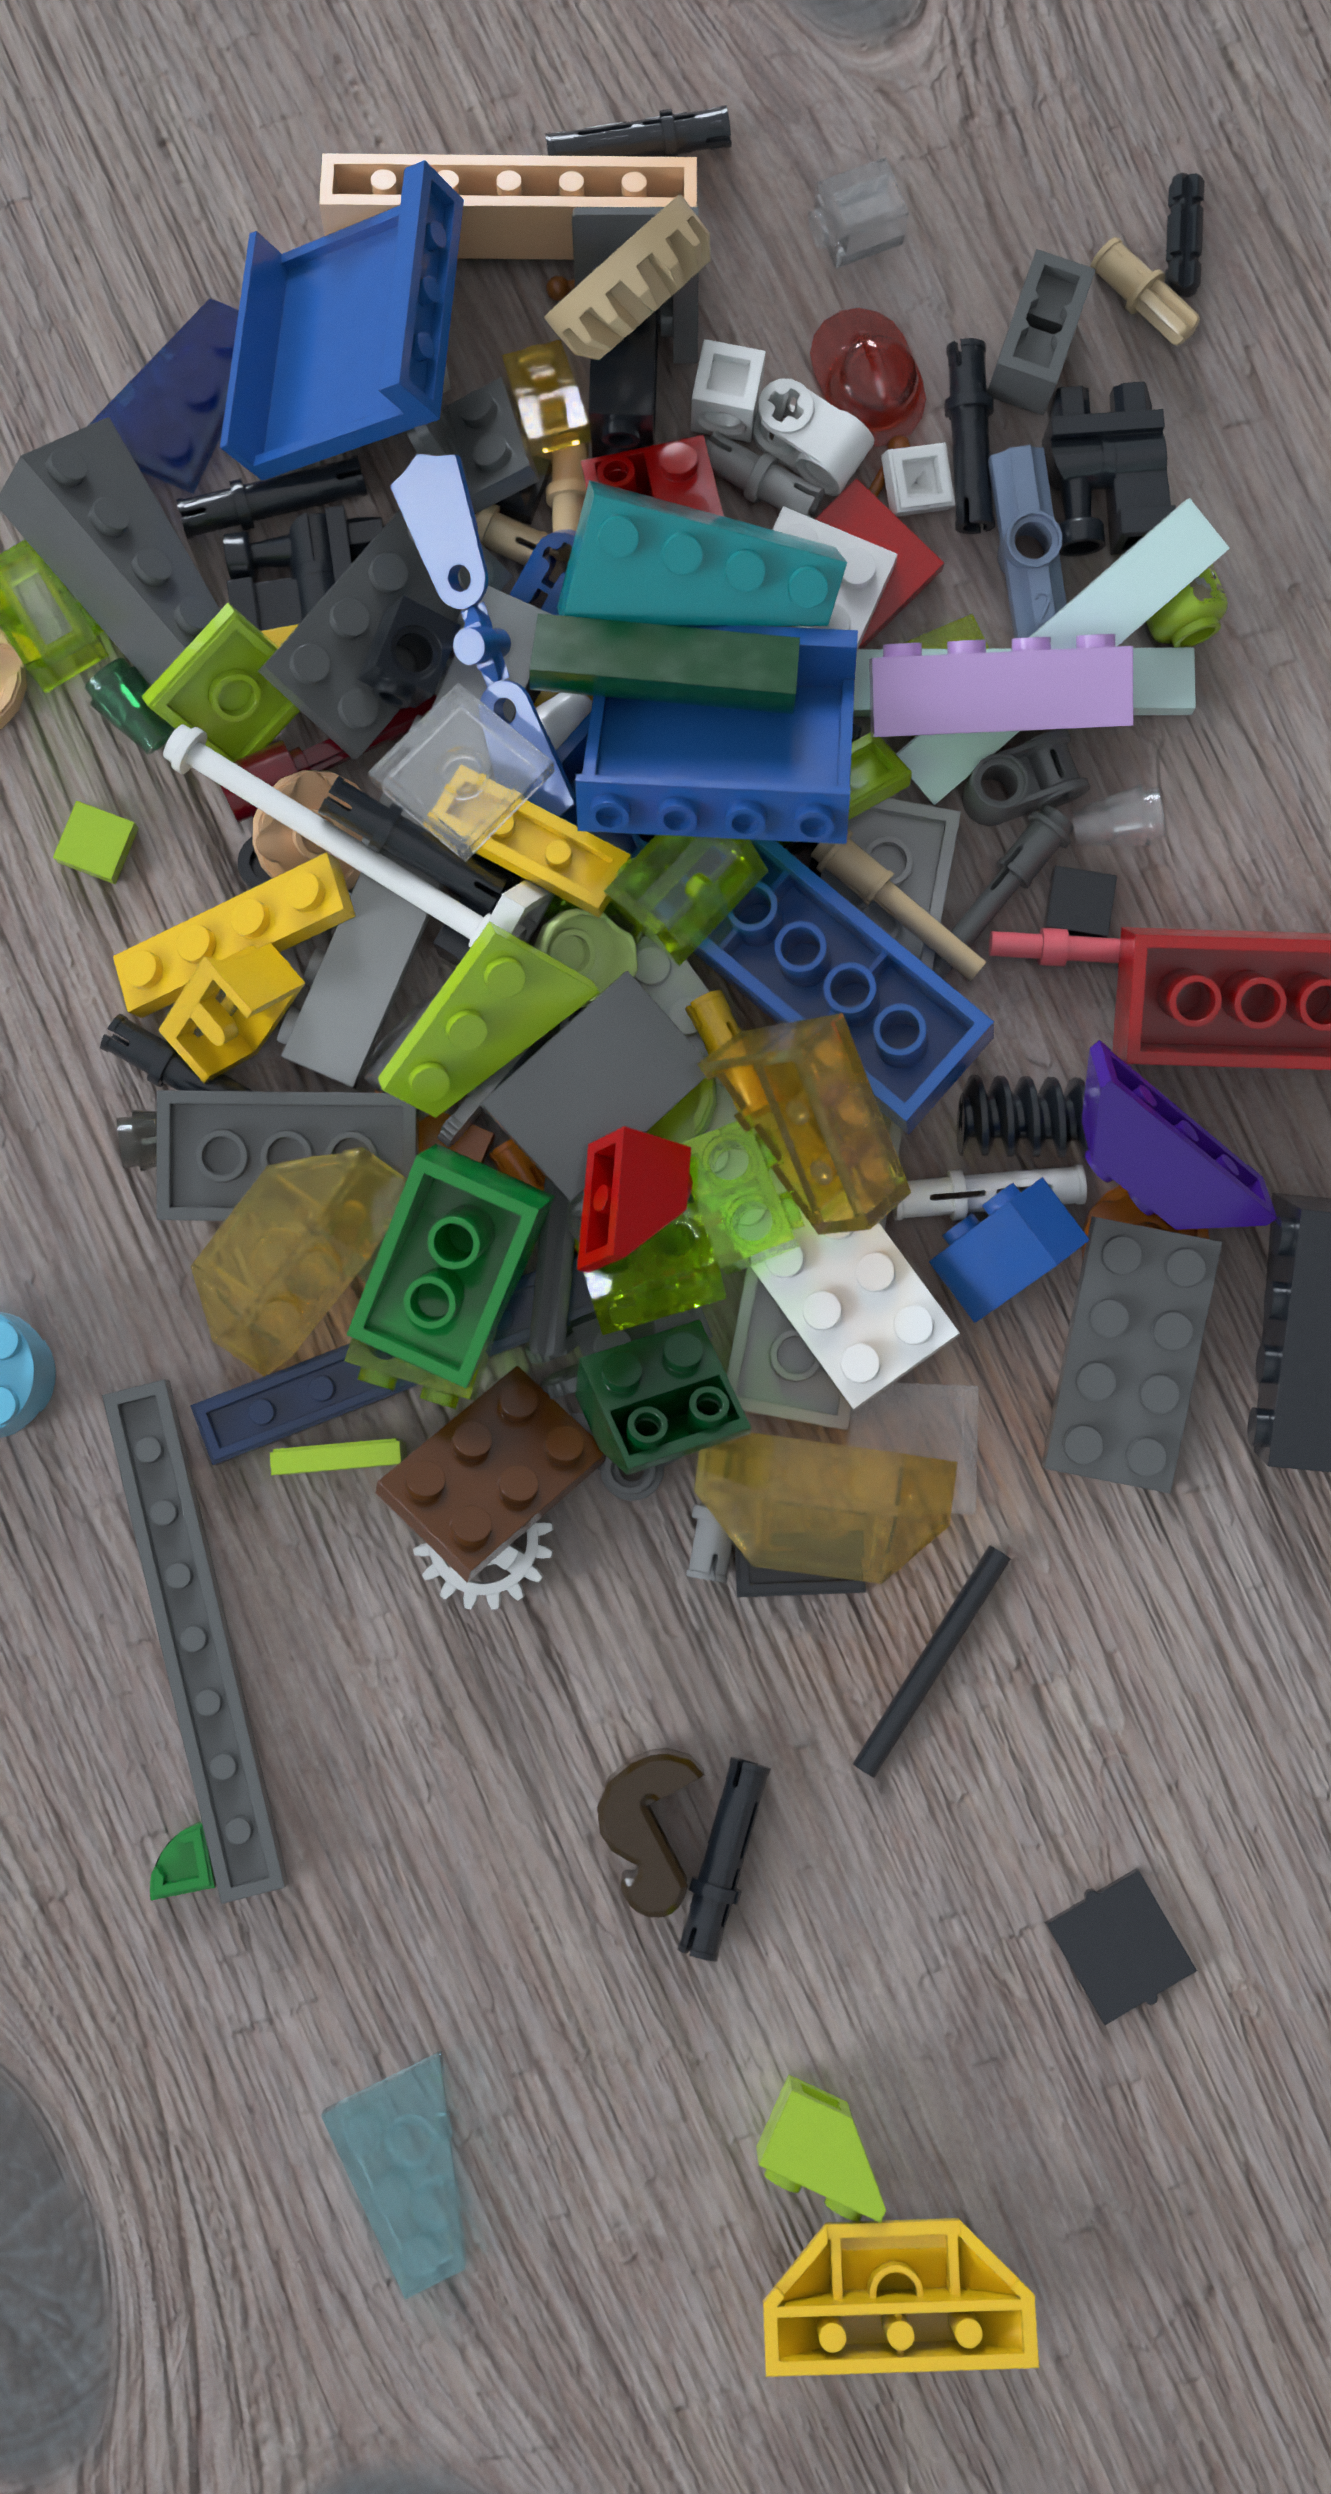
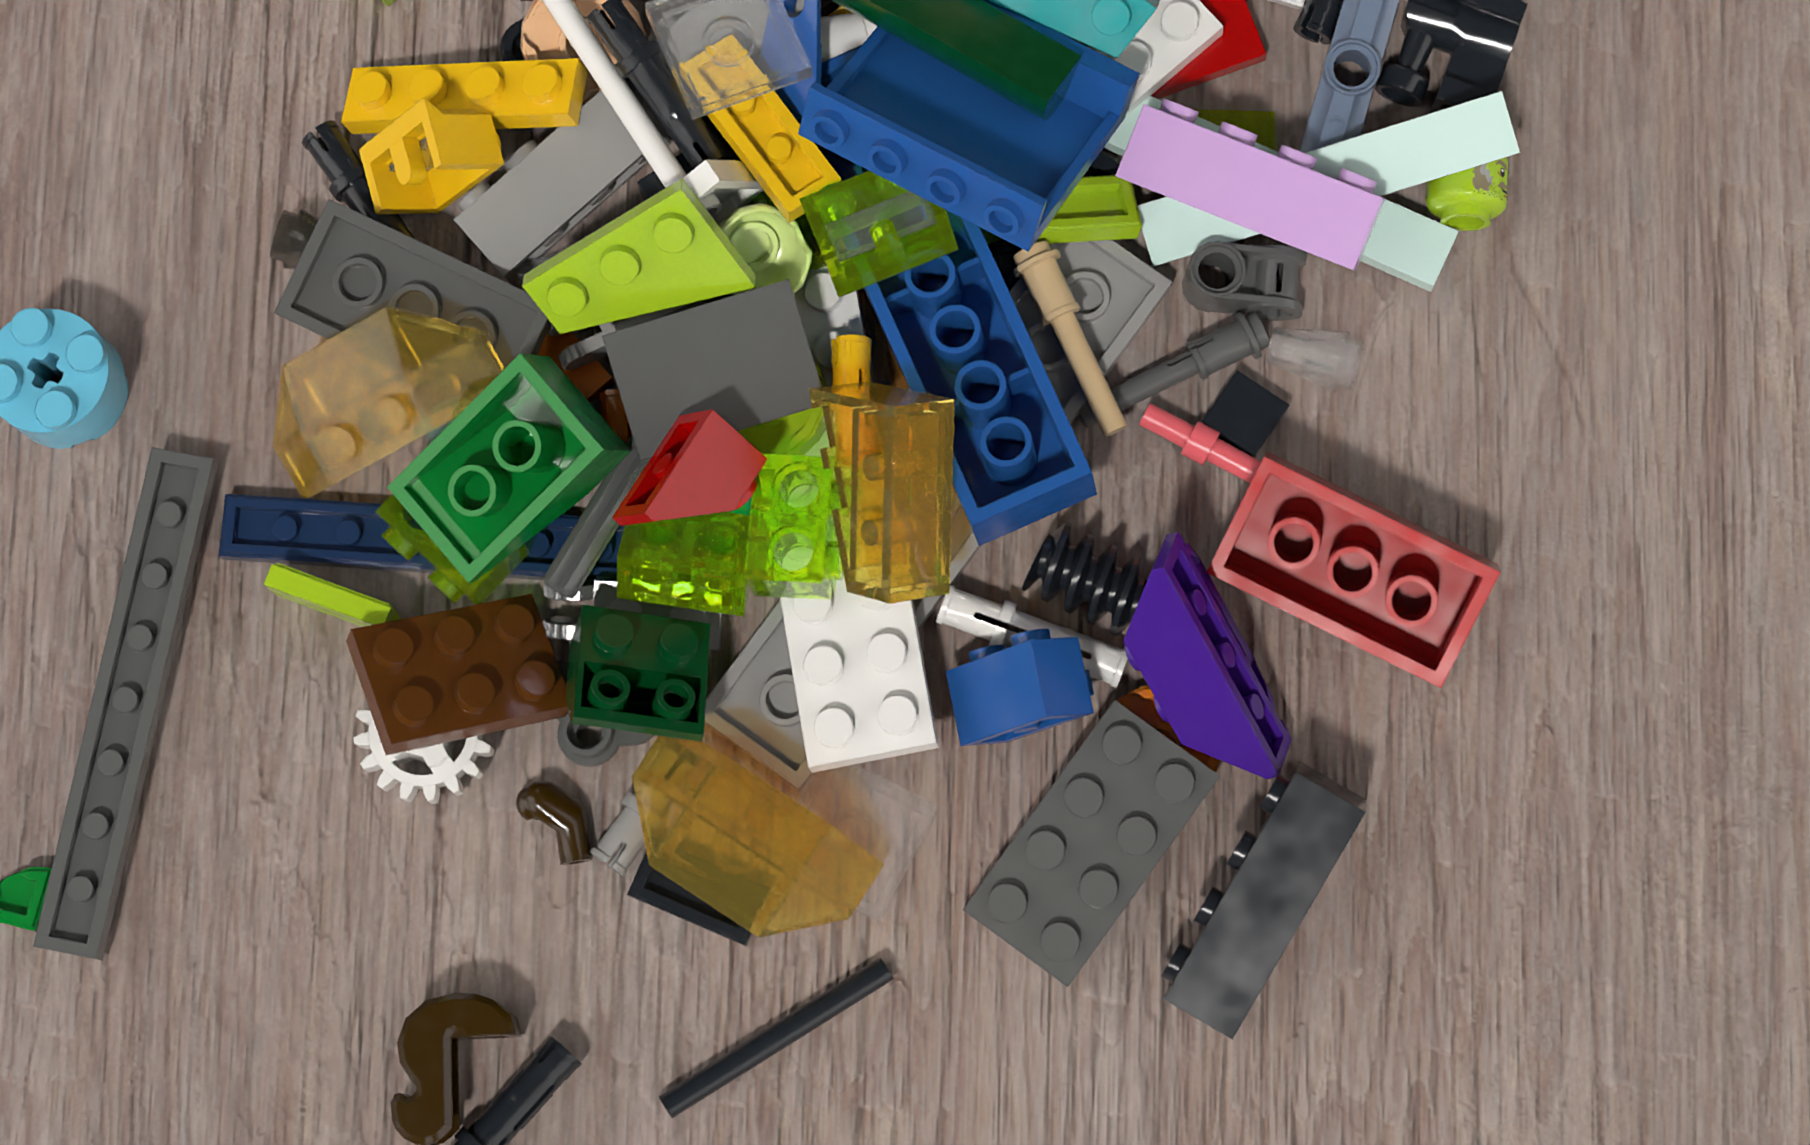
camera: 30 degrees right, 5 degrees down
(640, 1552) = (562, 813): none -> dark brown arm

